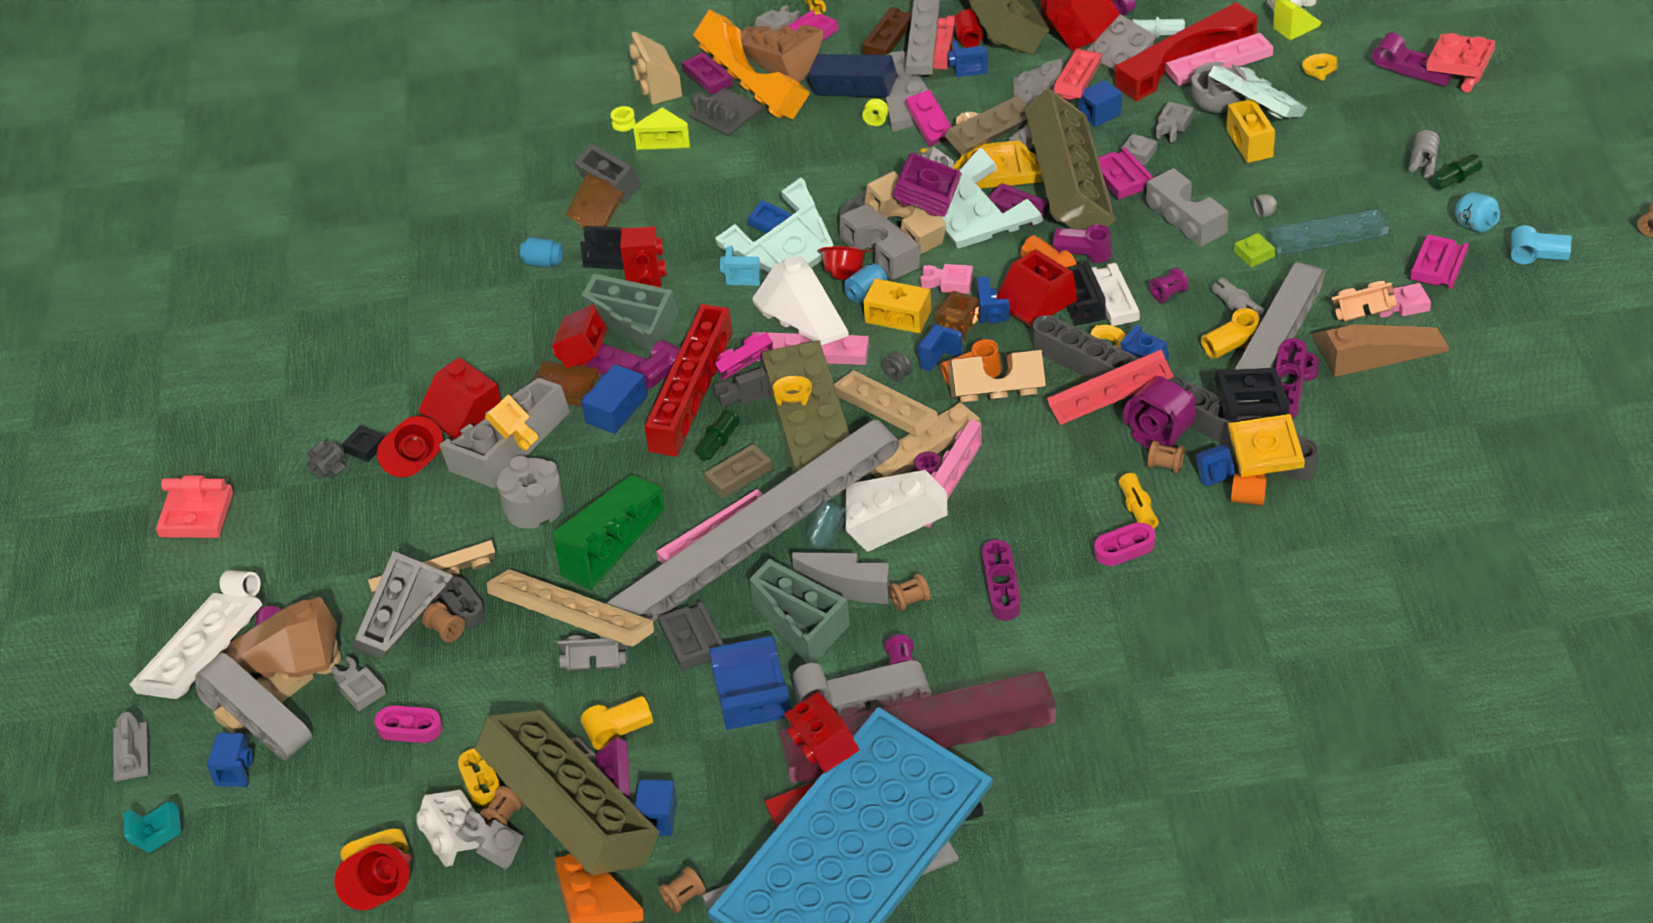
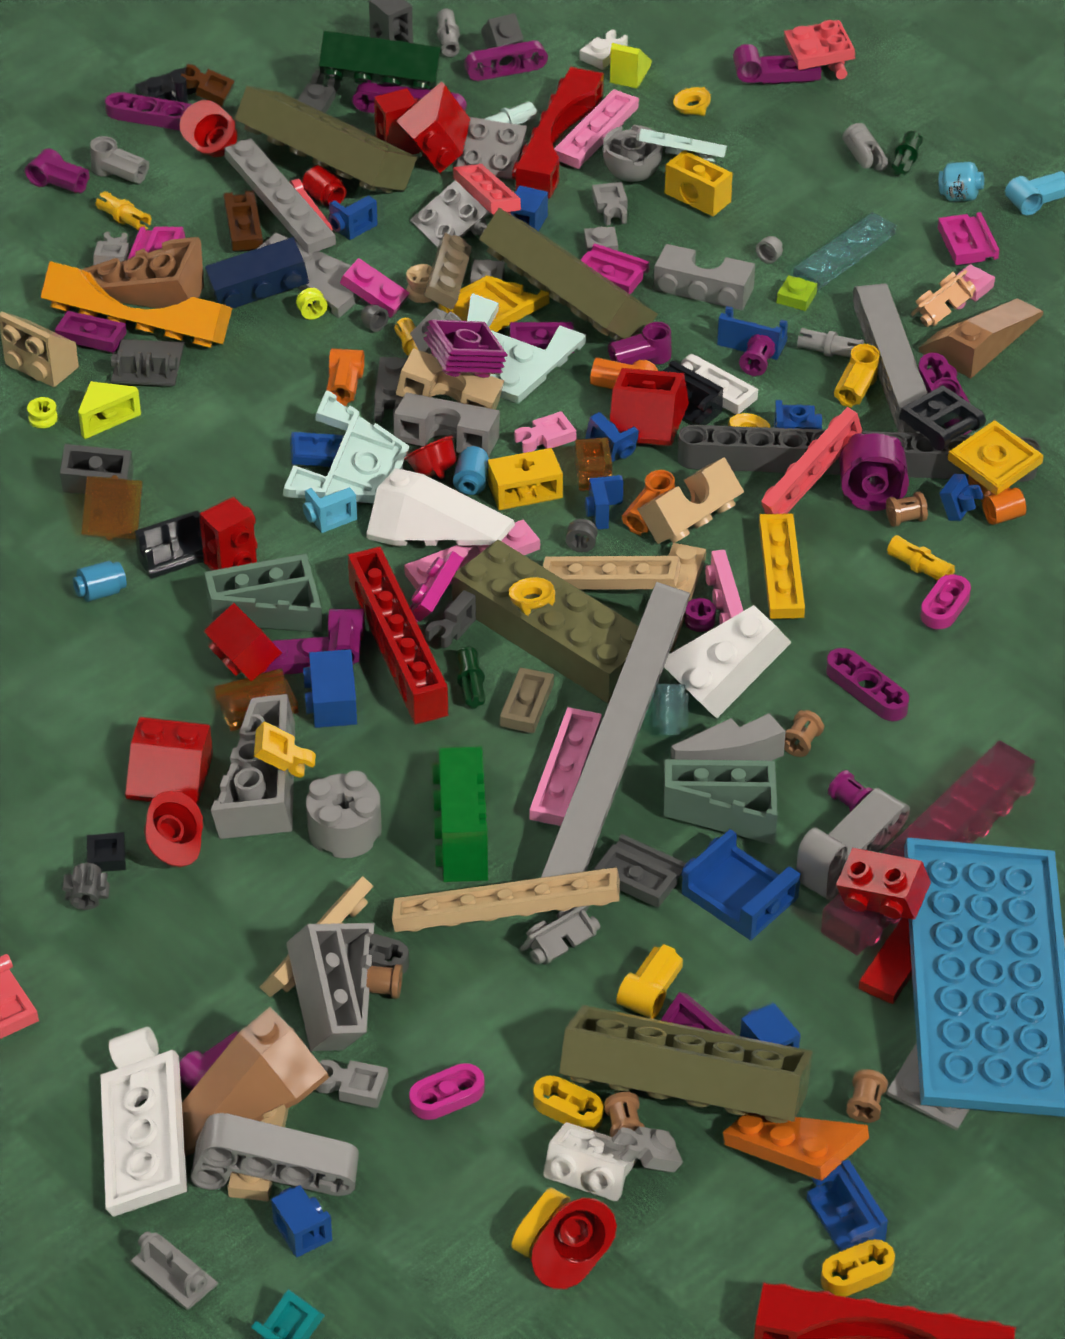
camera: 40 degrees left, 0 degrees up
(850, 169) = (344, 371): none -> orange piece
(911, 141) = (374, 317): none -> dark grey hinge
(1024, 457) = (781, 566): none -> yellow plate
(1171, 257) = (736, 333): none -> blue hinge

